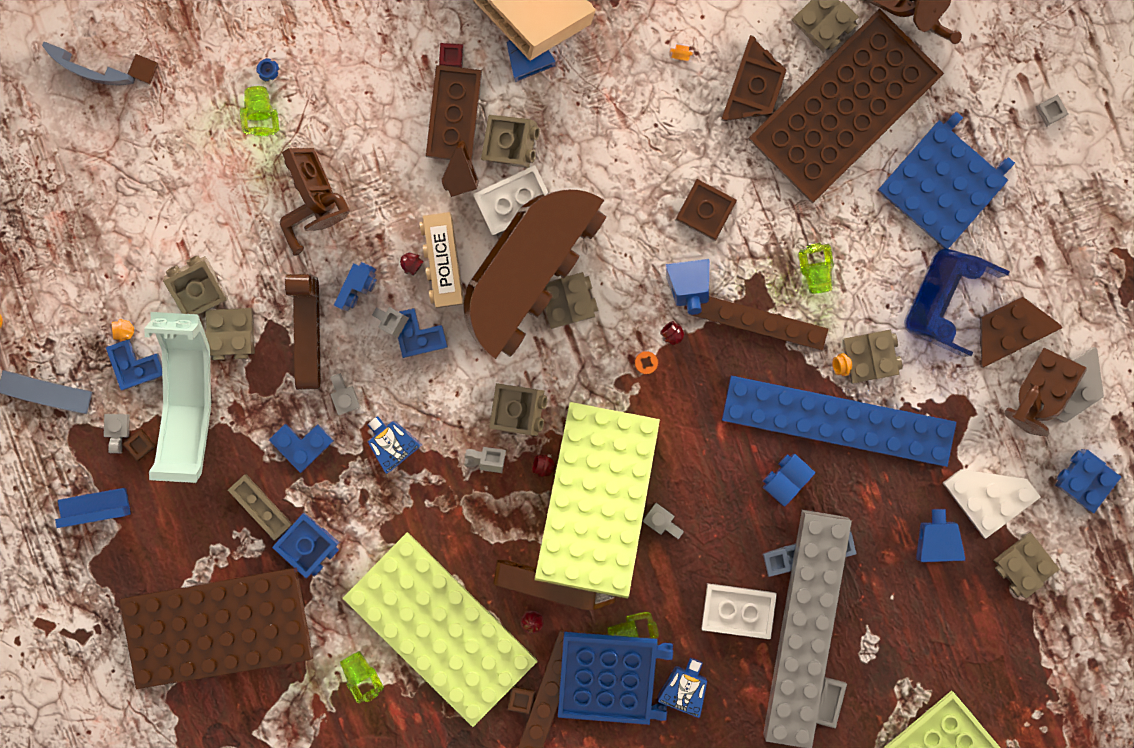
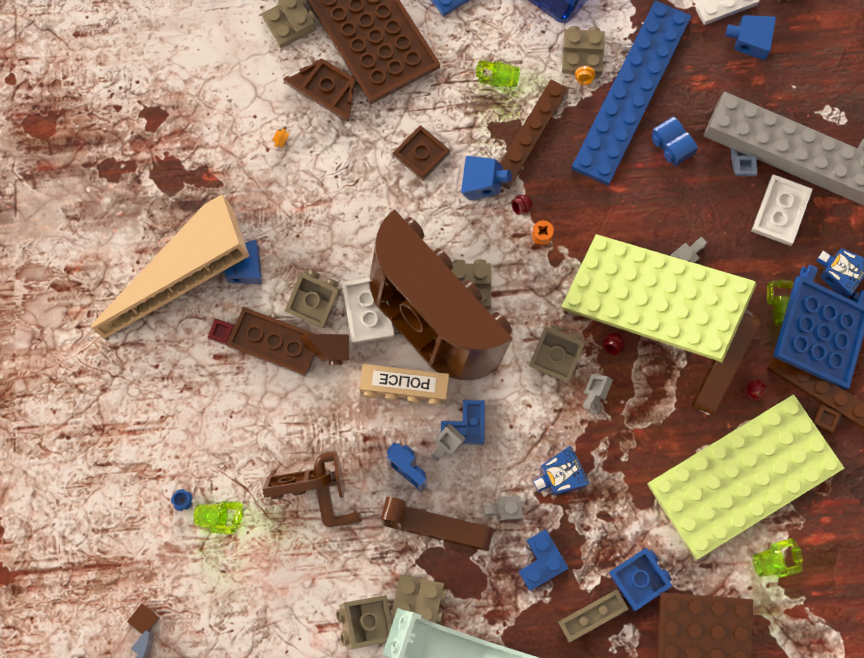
camera: 75 degrees left, 15 degrees down
(411, 263) = (398, 414): dark red plate -> none

